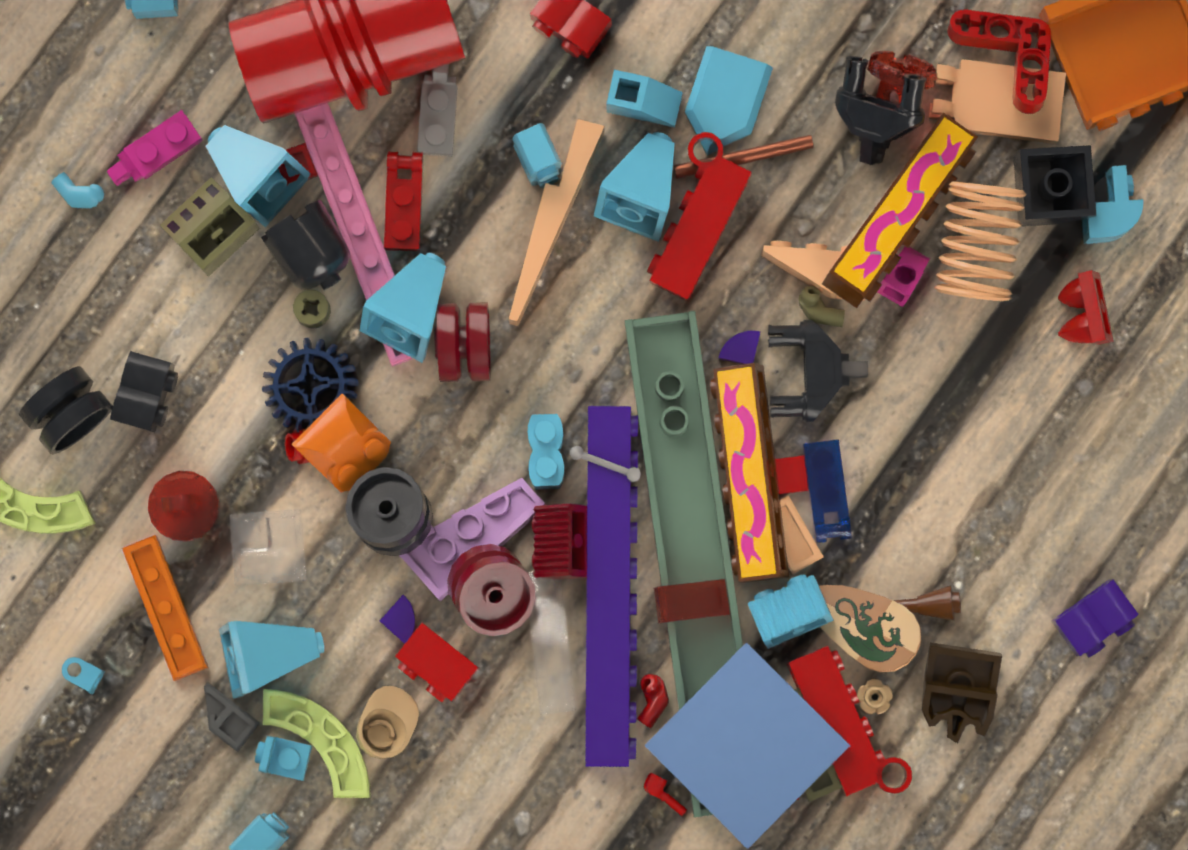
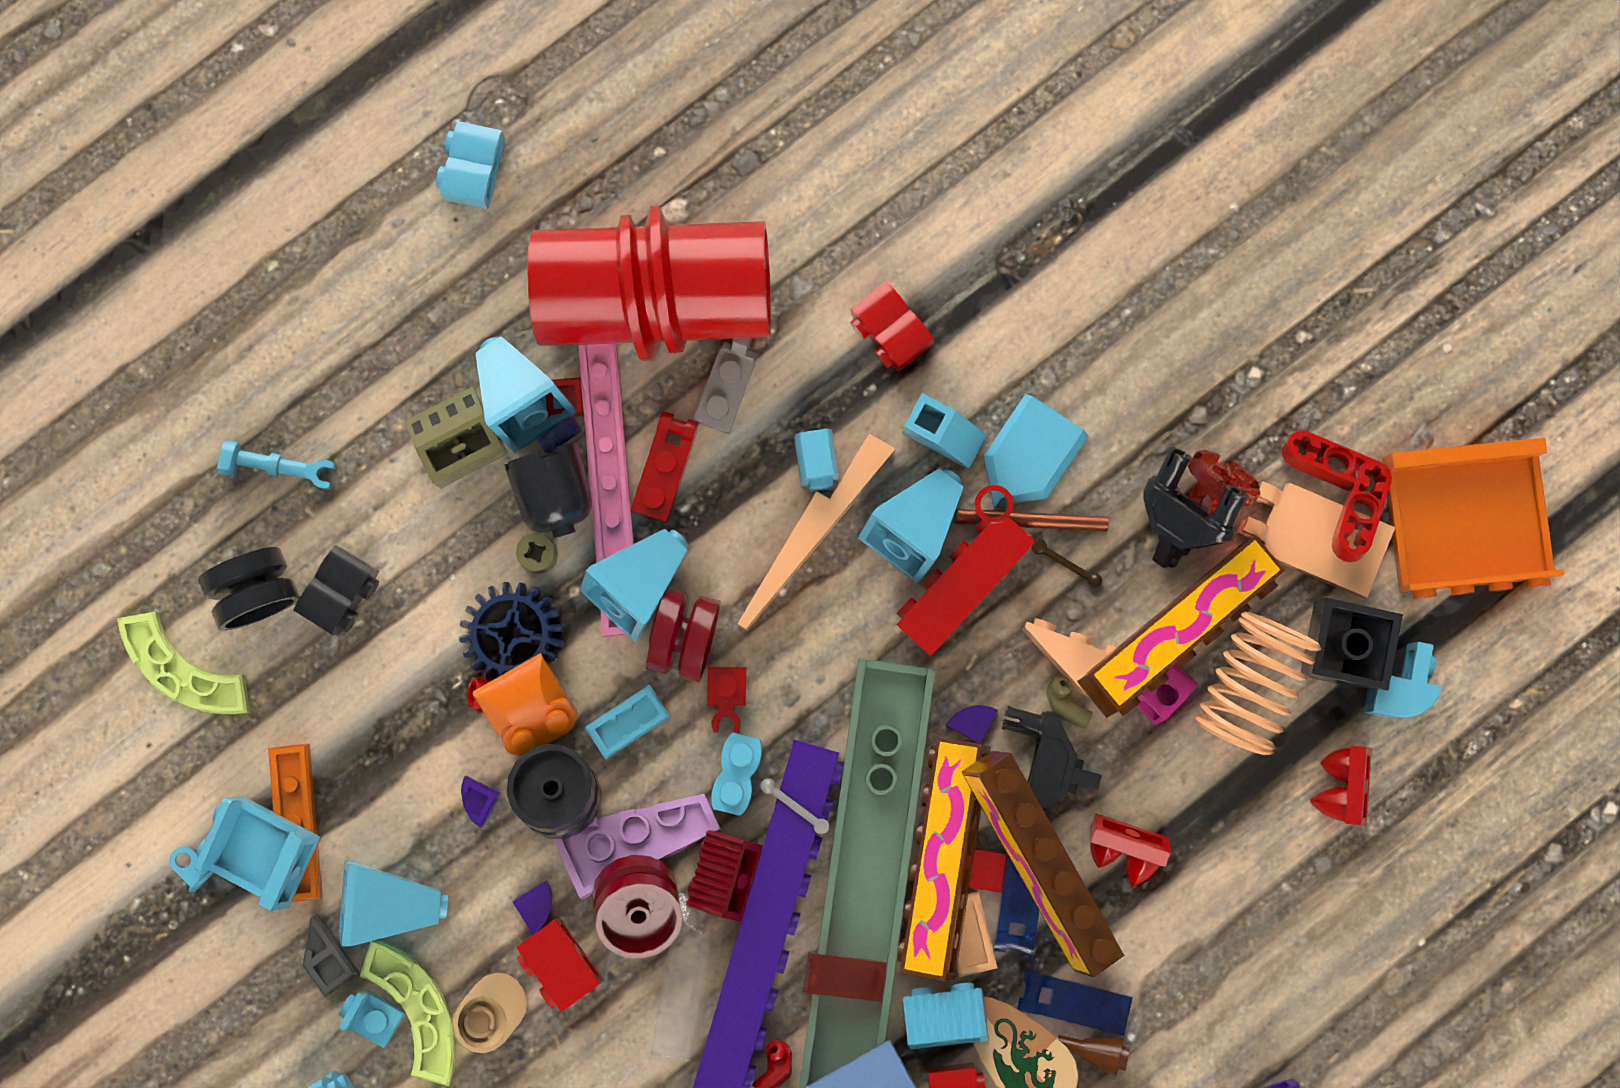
camera: 15 degrees right, 0 degrees up
(14, 299) = (232, 457): none -> medium azure piece
(78, 195) = (331, 367): medium azure arm -> none
(139, 639) = (257, 851): none -> medium azure panel
(155, 149) = (424, 341): dark pink hinge -> none
(183, 506) = (345, 721): clear red tile -> none
(268, 547) = (419, 790): clear plate -> none
(302, 196) = (560, 434): none -> clear blue tile
(322, 541) = (478, 800): none -> dark purple tile
(436, 434) = (627, 722): none -> medium azure plate
(516, 383) = (726, 690): none -> red plate
(757, 179) = (1040, 547): none -> dark brown hinge
(836, 450) = (1042, 863): none -> reddish brown brick
(901, 568) = (1076, 1003): none -> clear blue plate
(923, 415) = (1143, 848): none -> red tile

